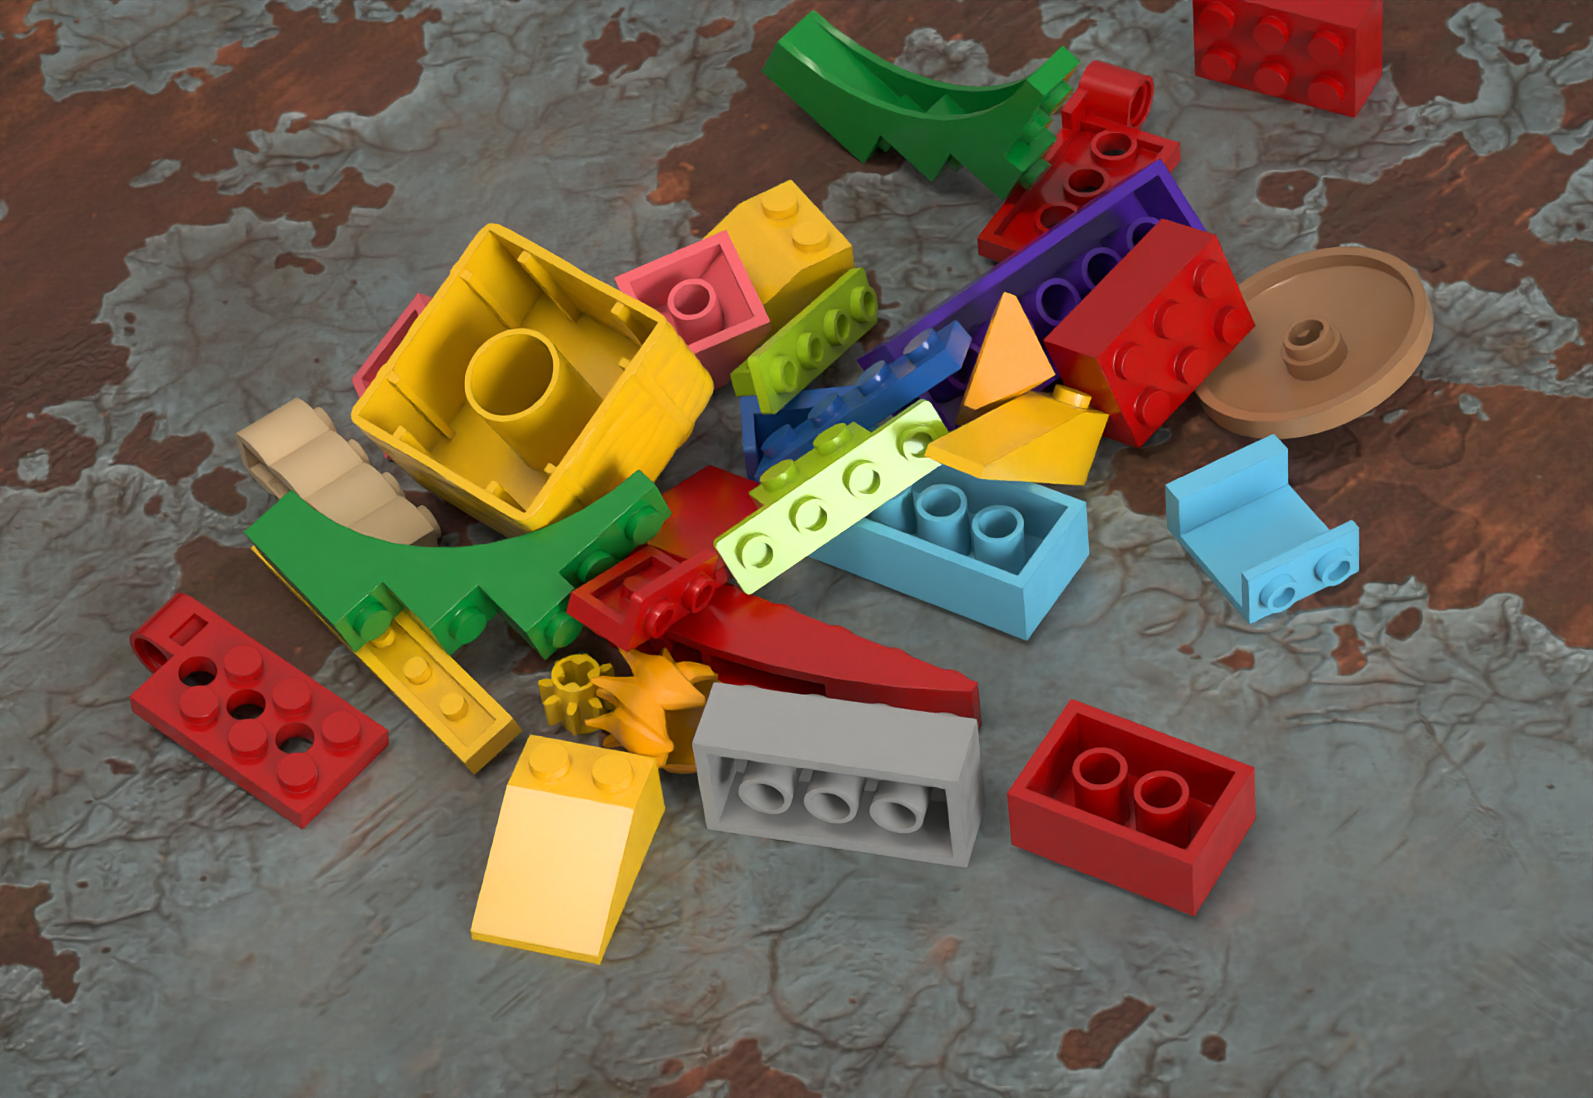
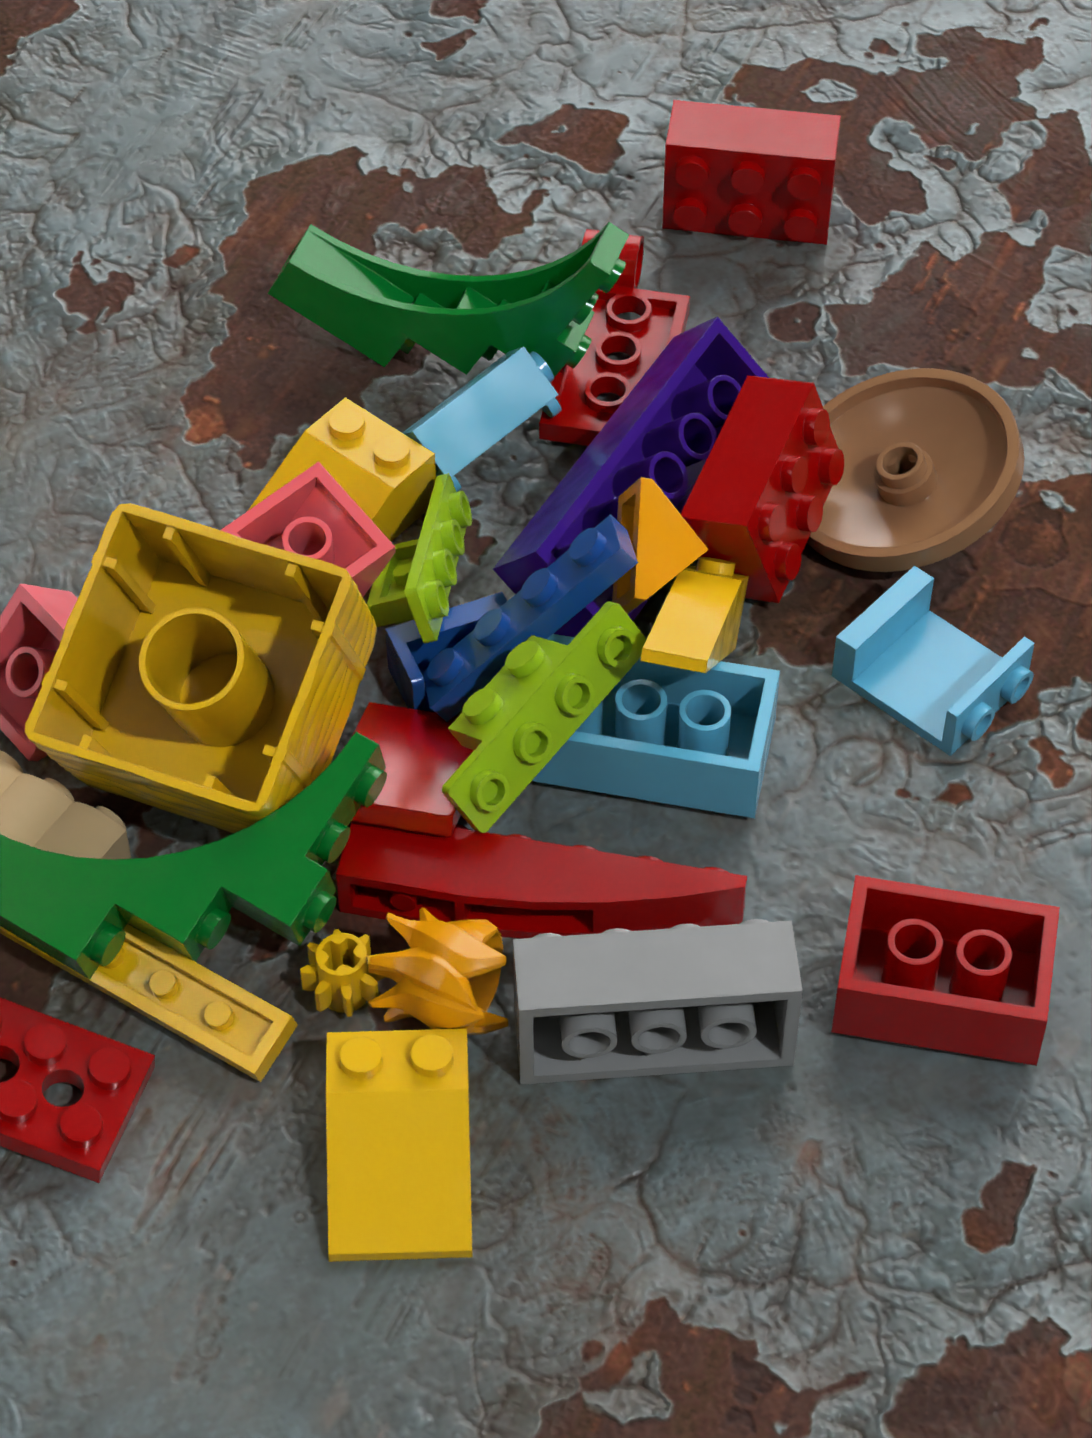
camera: 25 degrees left, 5 degrees up
(644, 595) = (394, 861): red bracket -> none
(919, 217) = (486, 410): none -> medium azure brick

